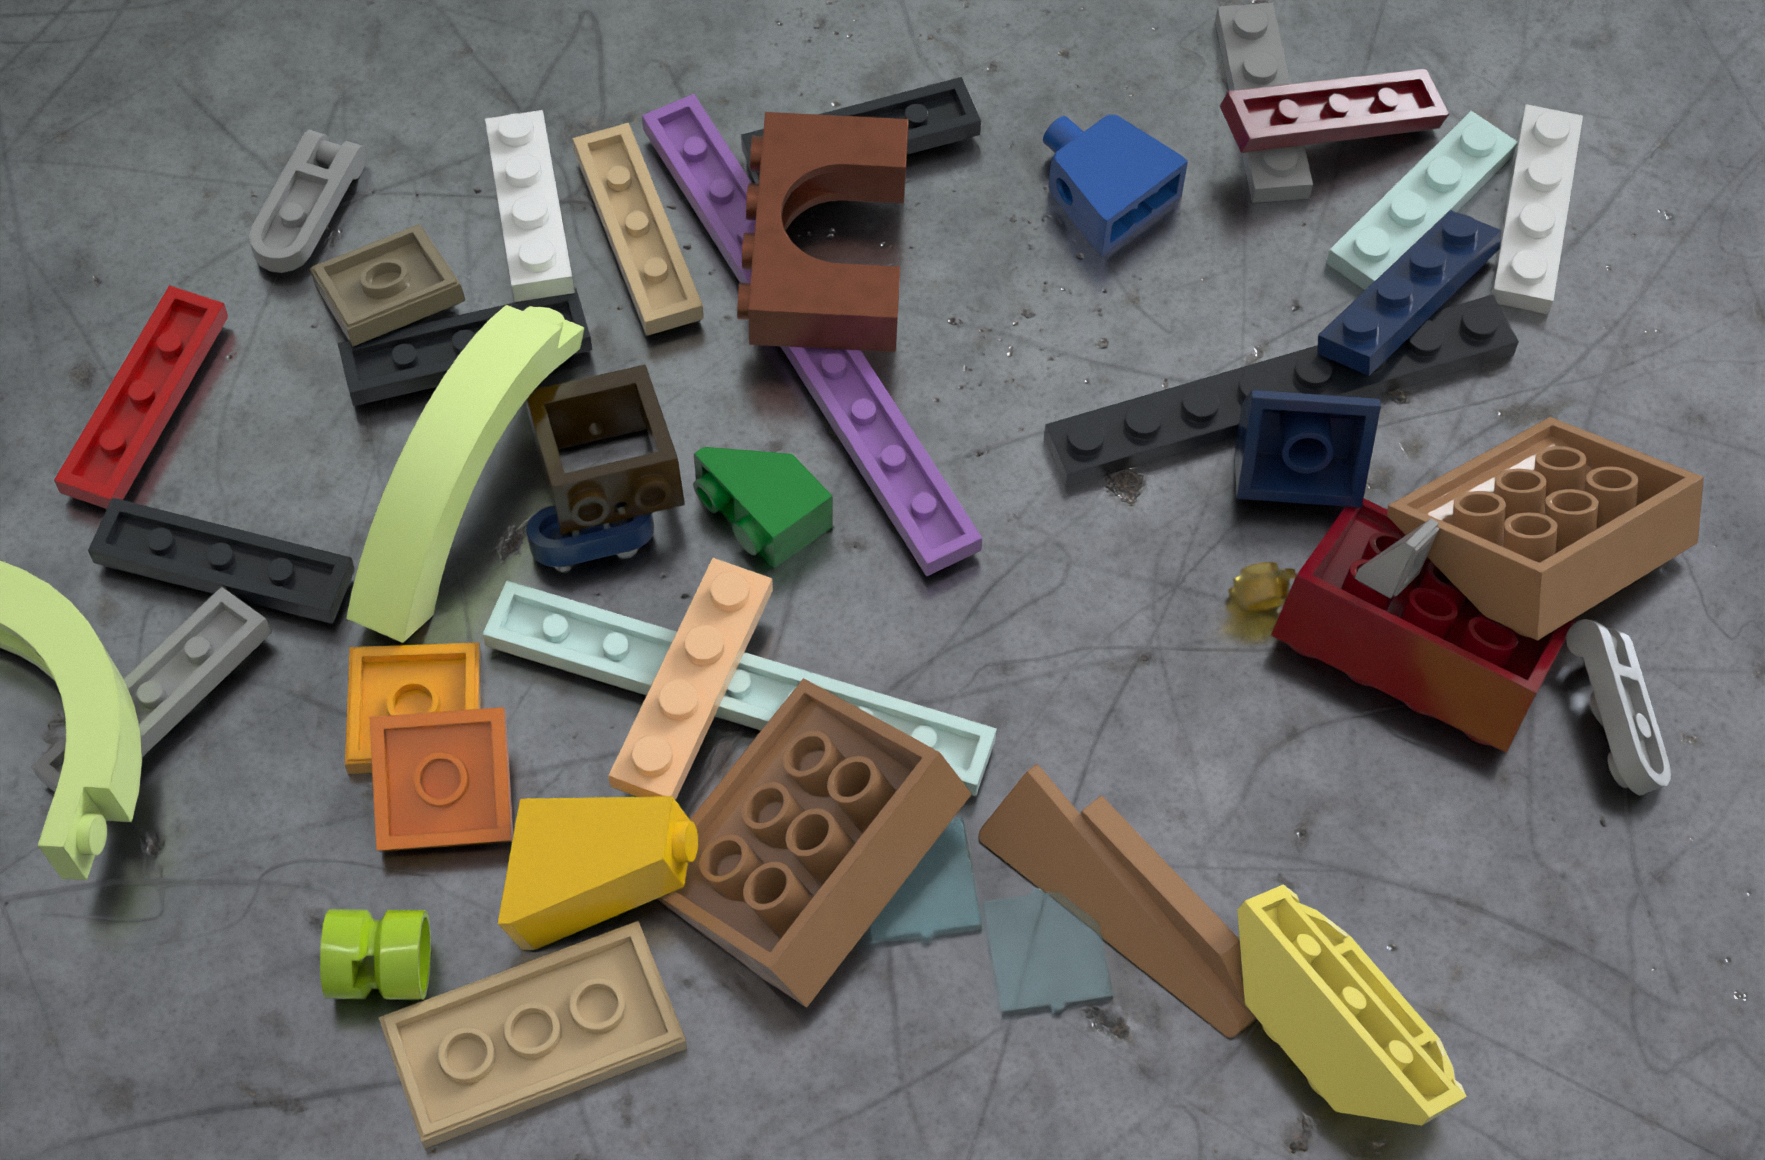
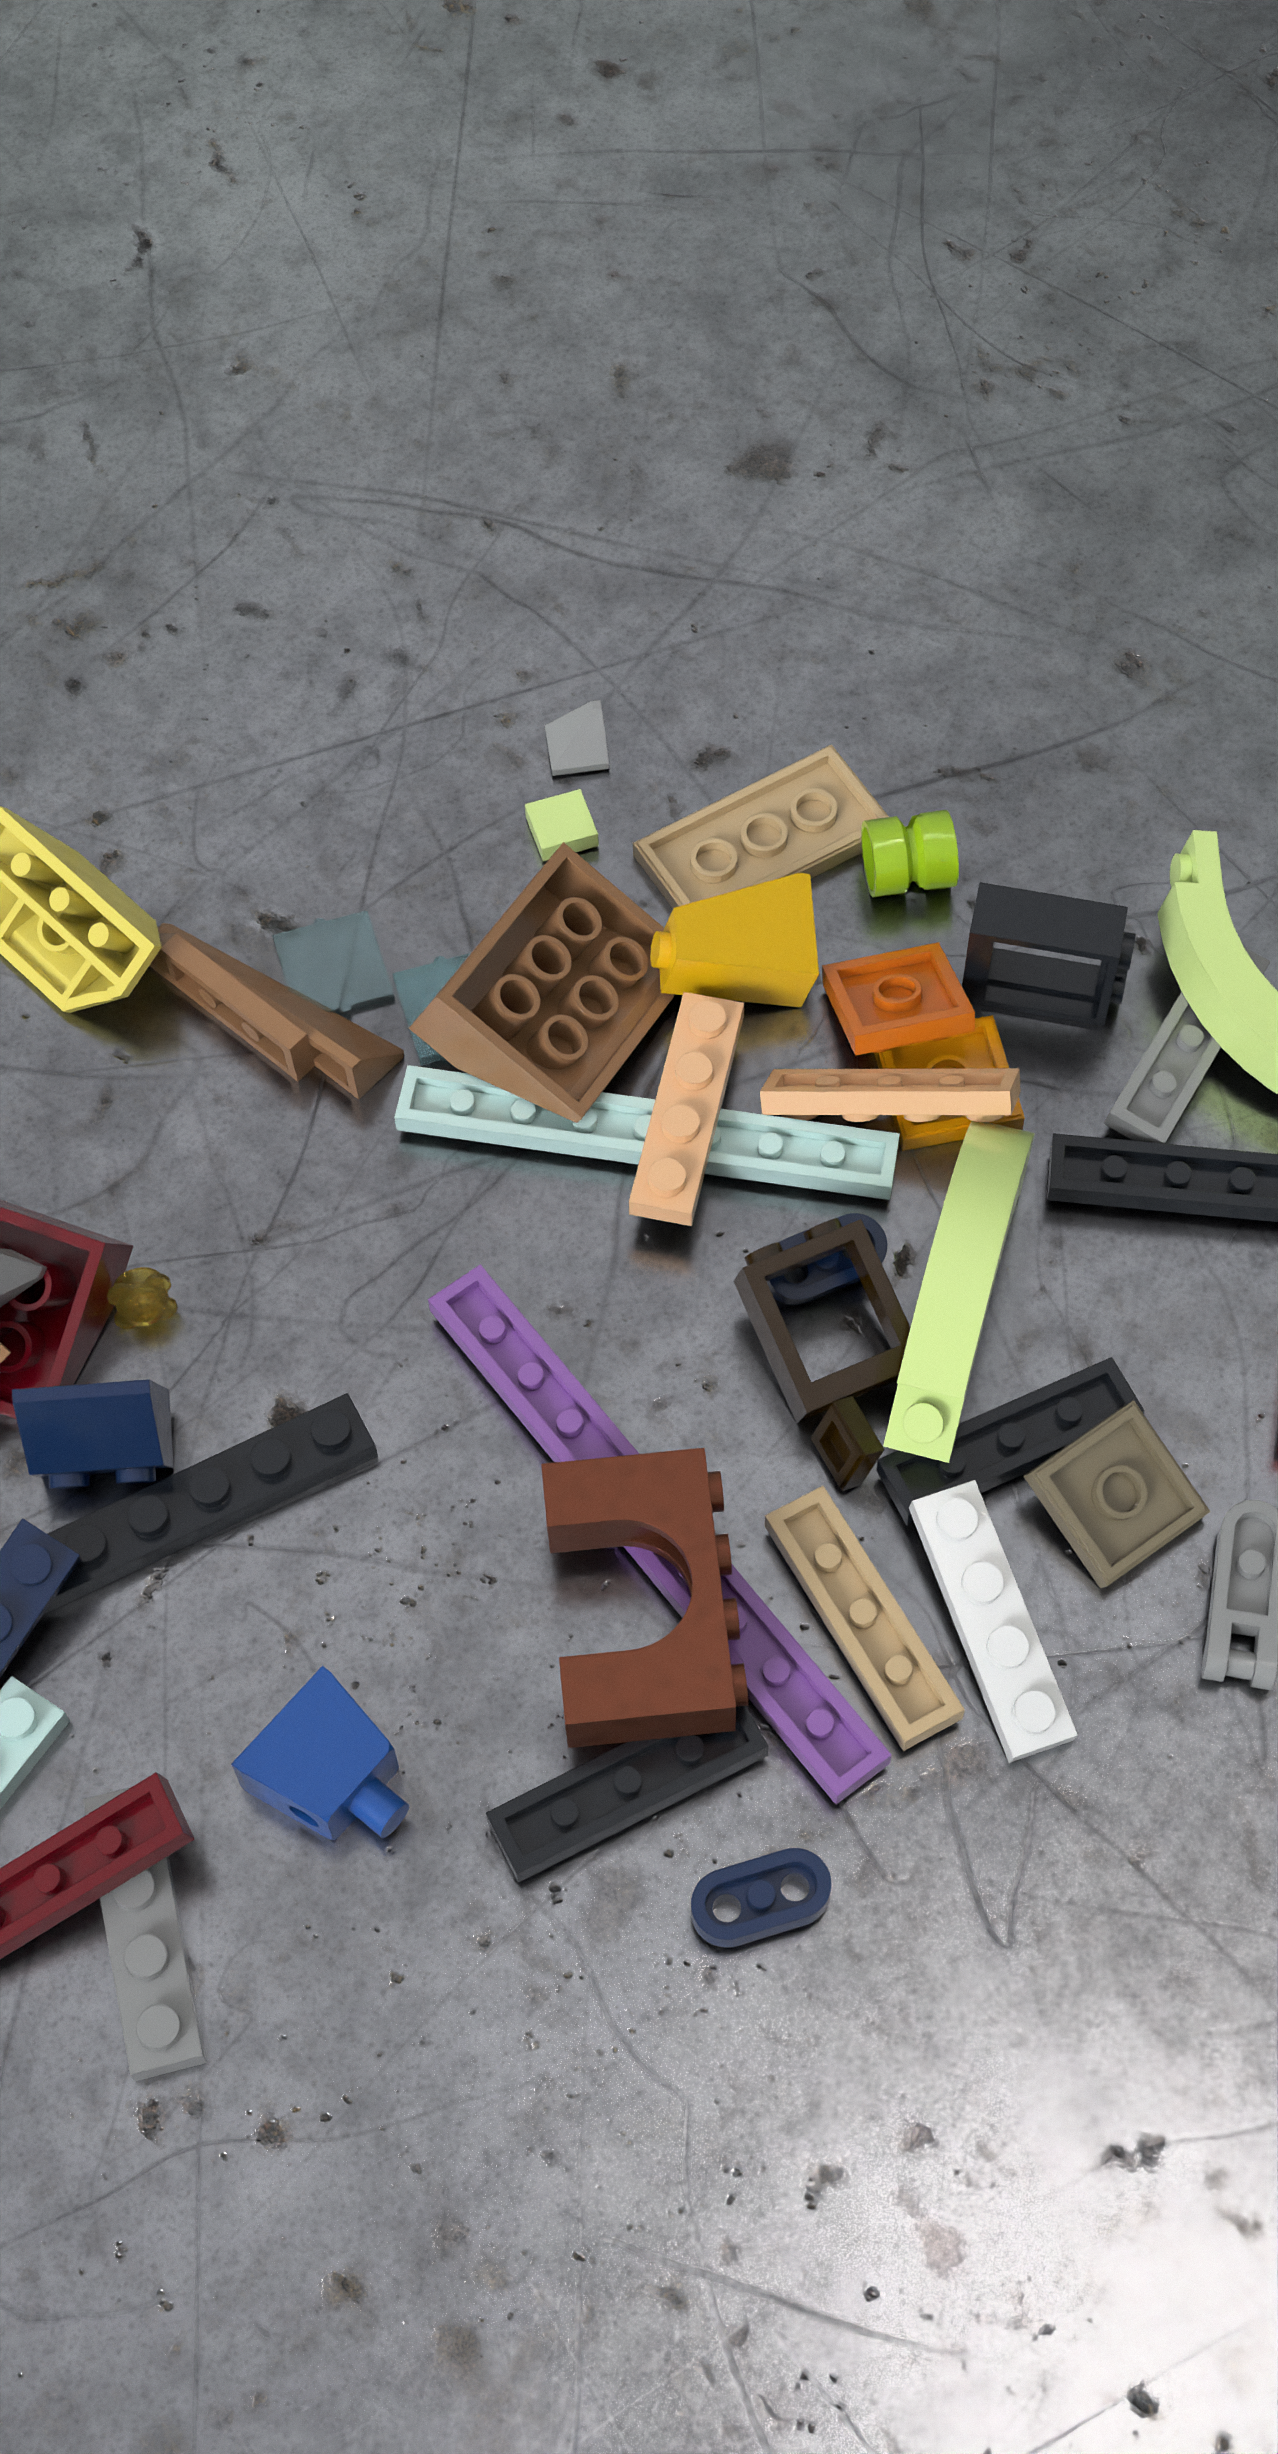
camera: 175 degrees right, 0 degrees up
(272, 780) = (1040, 982): none -> black window
(480, 661) = (915, 1093): none -> light nougat plate
(609, 346) = (847, 1443): none -> dark brown tile
(763, 1087) = (561, 820): none -> yellowish green tile
(766, 497) = (654, 1313): green slope -> none
(770, 46) = (757, 1893): none -> dark blue plate

